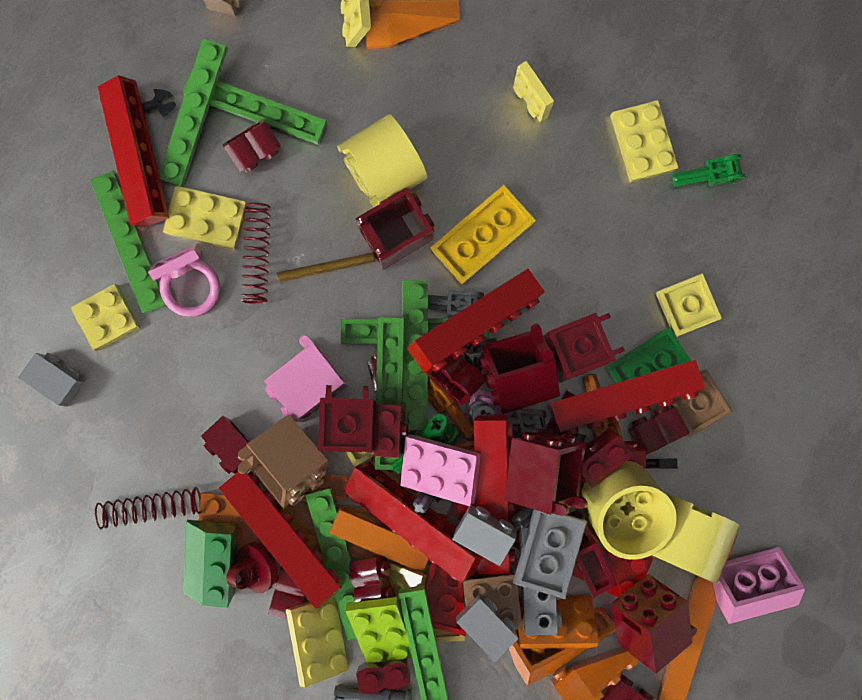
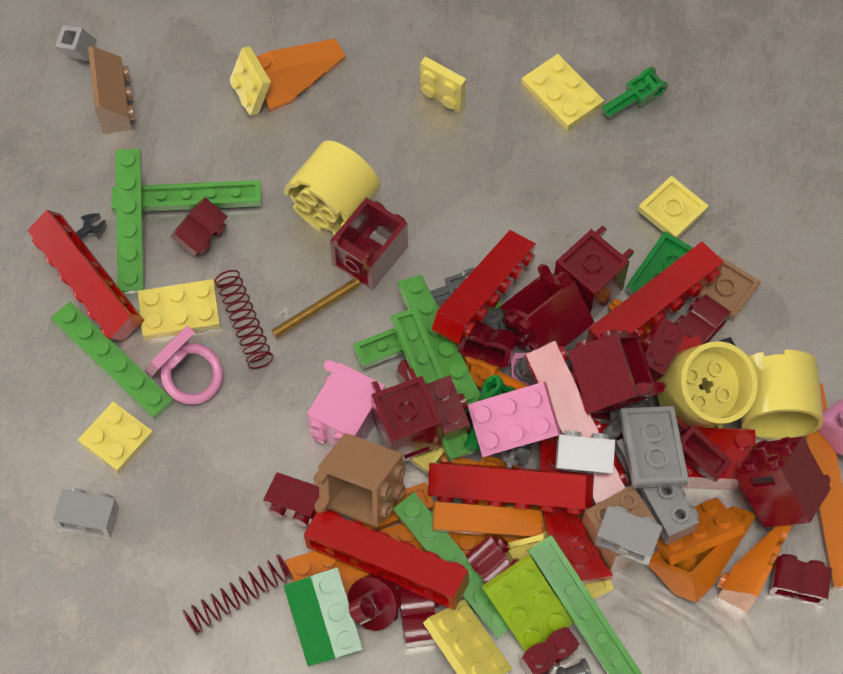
camera: 20 degrees left, 20 degrees down
(482, 235) = (453, 222): yellow plate -> none

